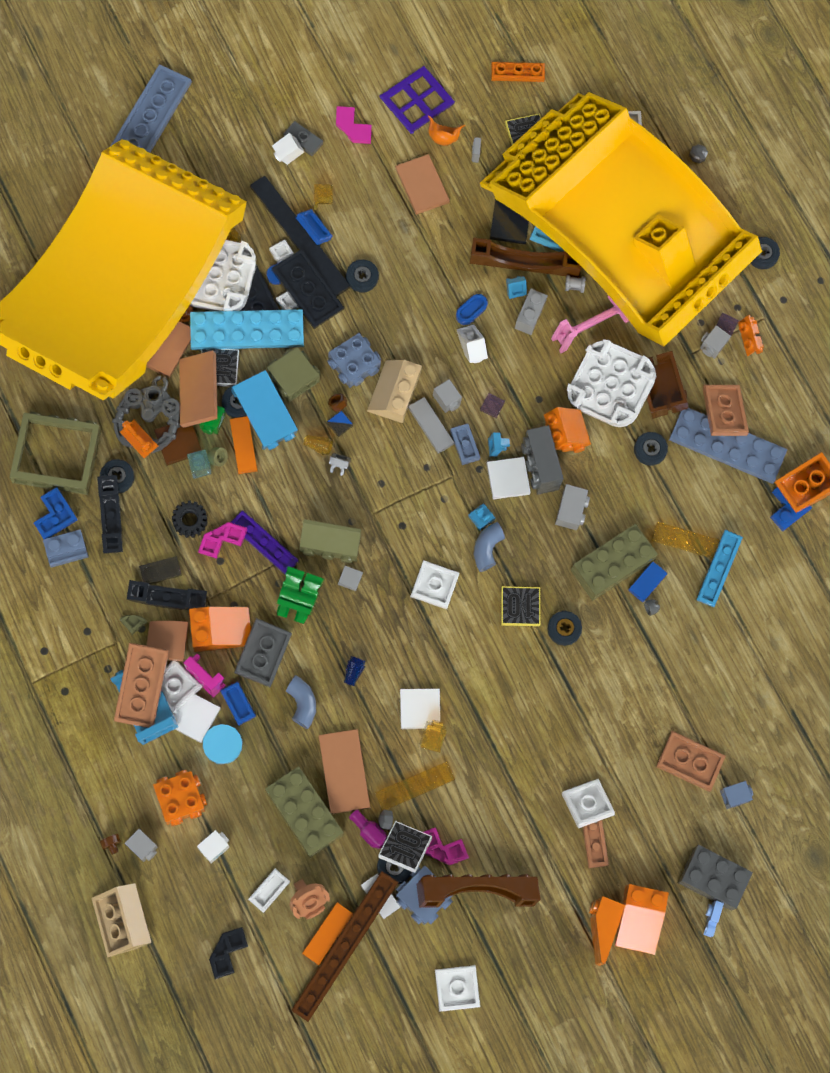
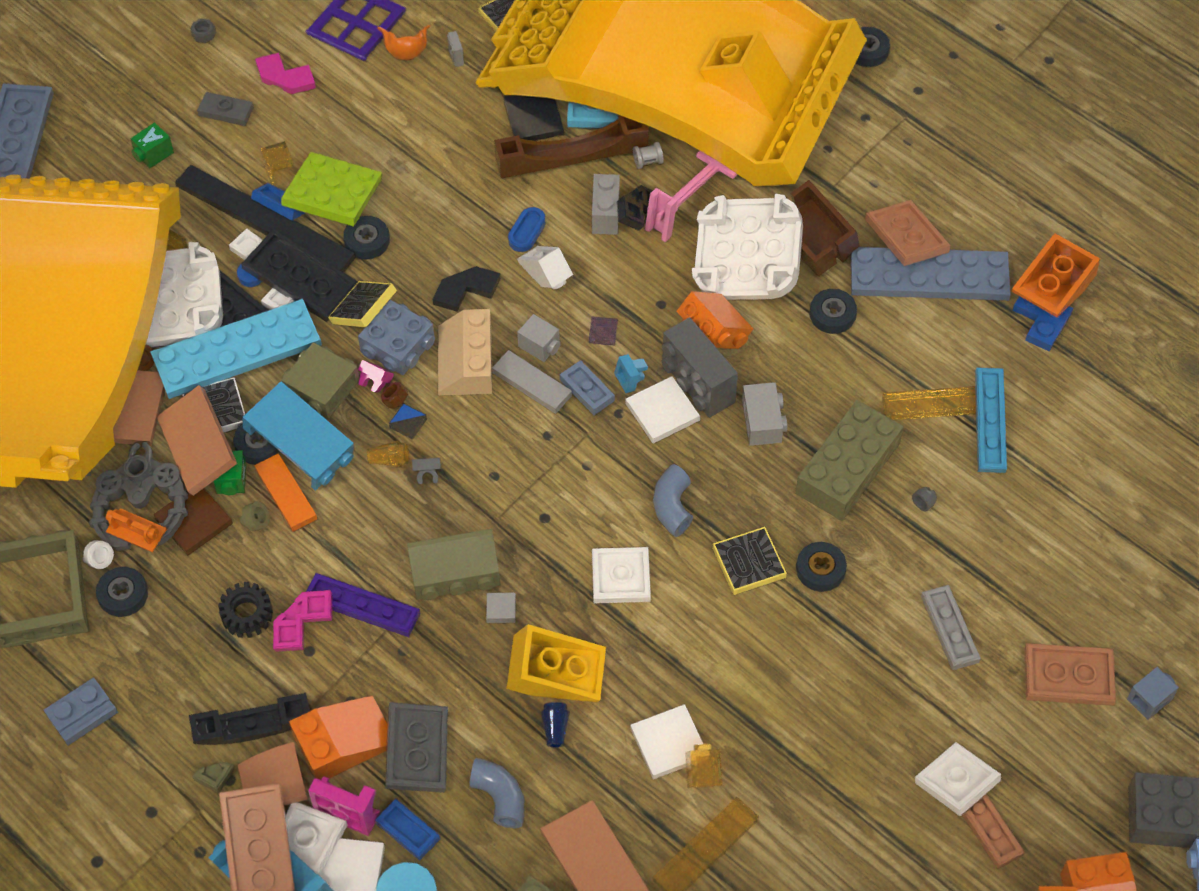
camera: 10 degrees left, 15 degrees down
(59, 516) = (56, 668): blue plate -> none
(110, 445) = (98, 554): none -> white tile
(110, 514) = (129, 641): black slope -> none
(160, 570) = (229, 691): clear smoke tile -> none
(199, 464) = (233, 534): clear light blue brick -> none
(243, 151) = (151, 145): none -> green brick
(287, 149) = (209, 123): white brick -> none
(297, 599) = (439, 659): green hips -> none
(309, 69) = (203, 30): none -> dark grey tile
(331, 381) = (378, 374): none -> tile
(340, 327) = (362, 304): none -> tile
(352, 231) = (331, 189): none -> lime plate
(369, 632) = (555, 665): none -> yellow slope
(420, 334) = (473, 280): none -> black tile
(422, 184) = (402, 110): nougat tile -> none
(481, 517) = (647, 469): dark azure tile -> none
(516, 287) = (574, 183): dark azure tile -> none
(548, 320) = (633, 206): none -> black tile
(629, 700) = (950, 627): none -> light grey tile
(647, 581) = (904, 470): blue tile -> none
(714, 342) = (856, 161): light grey brick -> none
(727, 323) = (861, 140): tile -> none
(749, 330) = (896, 141): orange hinge -> none

